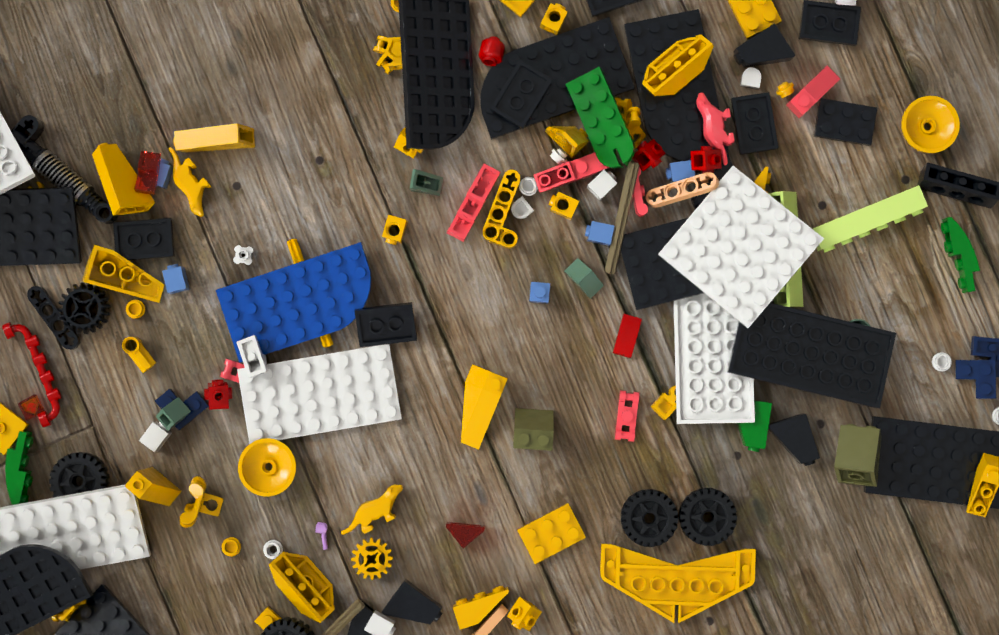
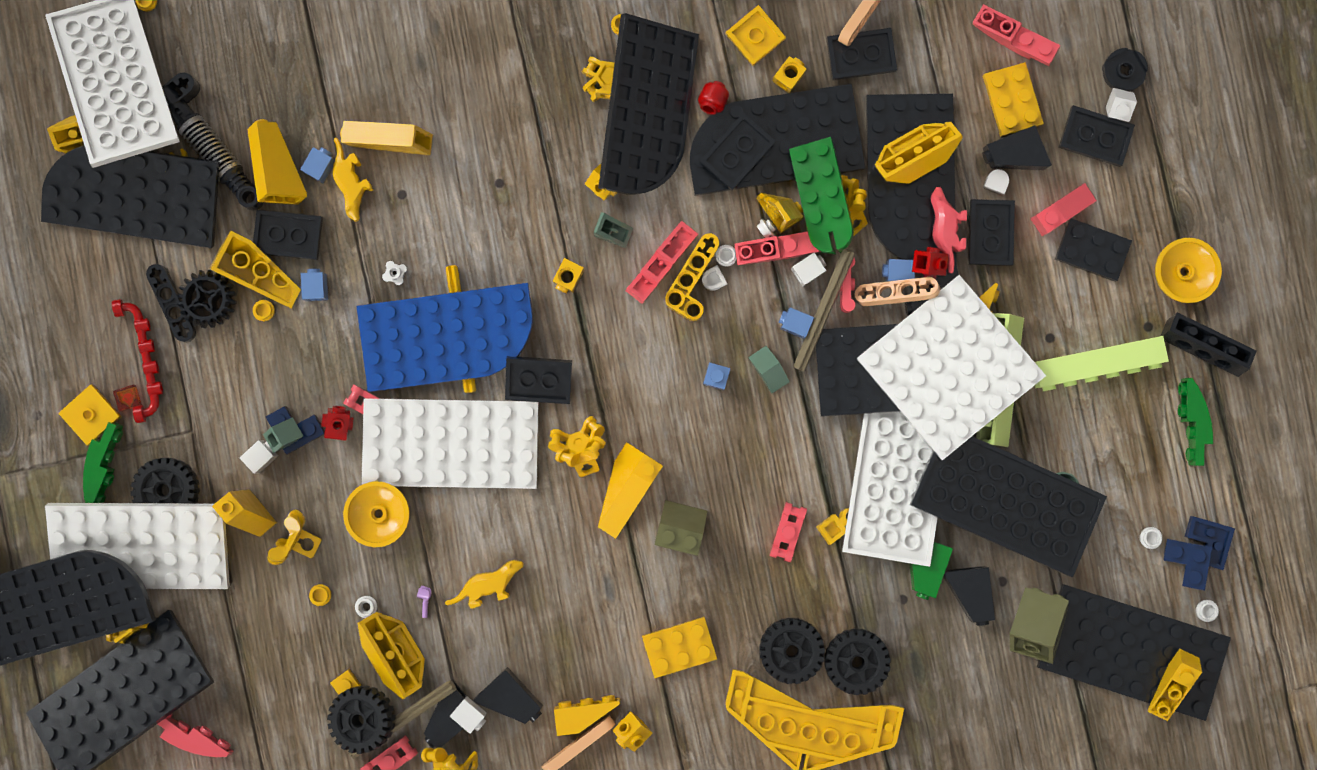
camera: 10 degrees right, 0 degrees up
(140, 355) = (259, 362): yellow piece -> none
(148, 172) = (305, 161): clear red slope -> none
(252, 357) = (383, 388): white slope -> none
(378, 564) = (468, 629): yellow gear -> none
(432, 376) = (579, 446): none -> yellow piece
(464, 532) = (583, 628): clear red slope -> none
(572, 204) = (764, 293): yellow brick -> none
(627, 335) = (805, 442): red slope -> none
(648, 155) = (867, 245): red brick -> none
(785, 89) = (1033, 201): yellow plate -> none

